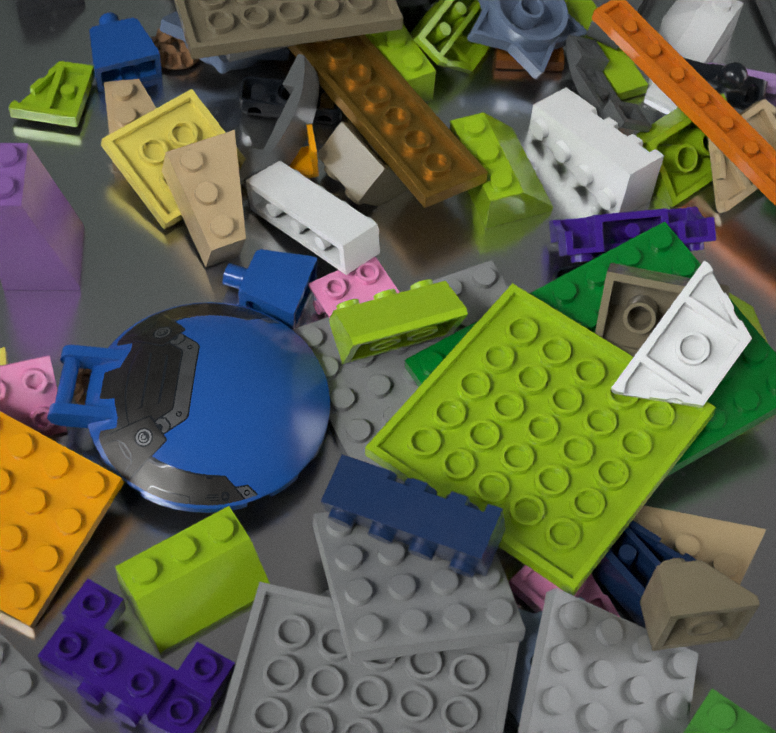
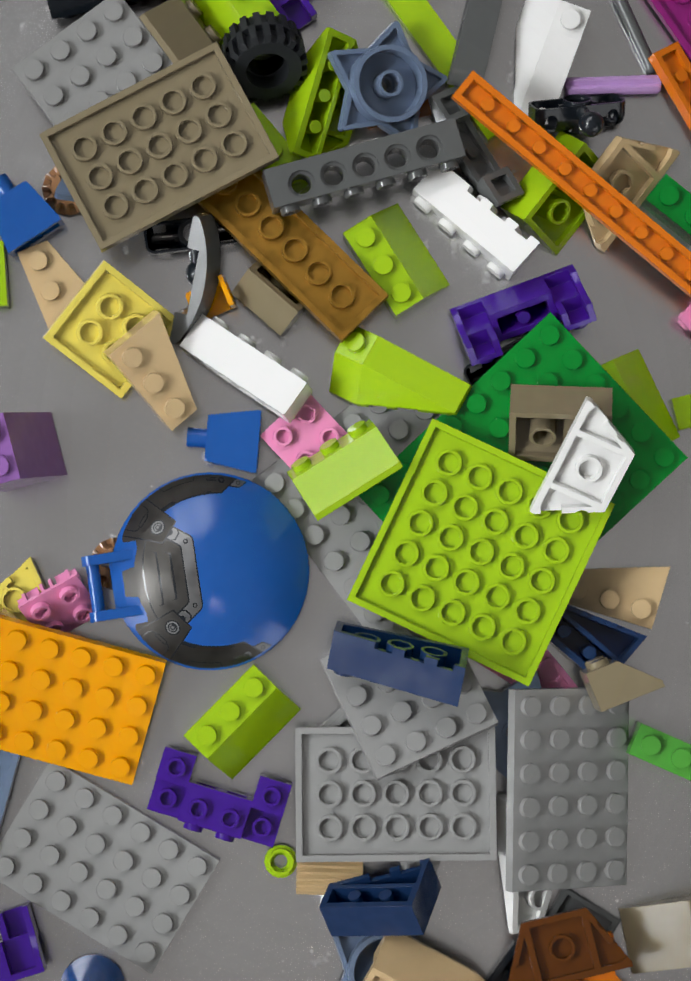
camera: 10 degrees left, 30 degrees up
(466, 249) = (383, 374): none -> lime wedge
(487, 60) = (440, 135): none -> dark grey brick

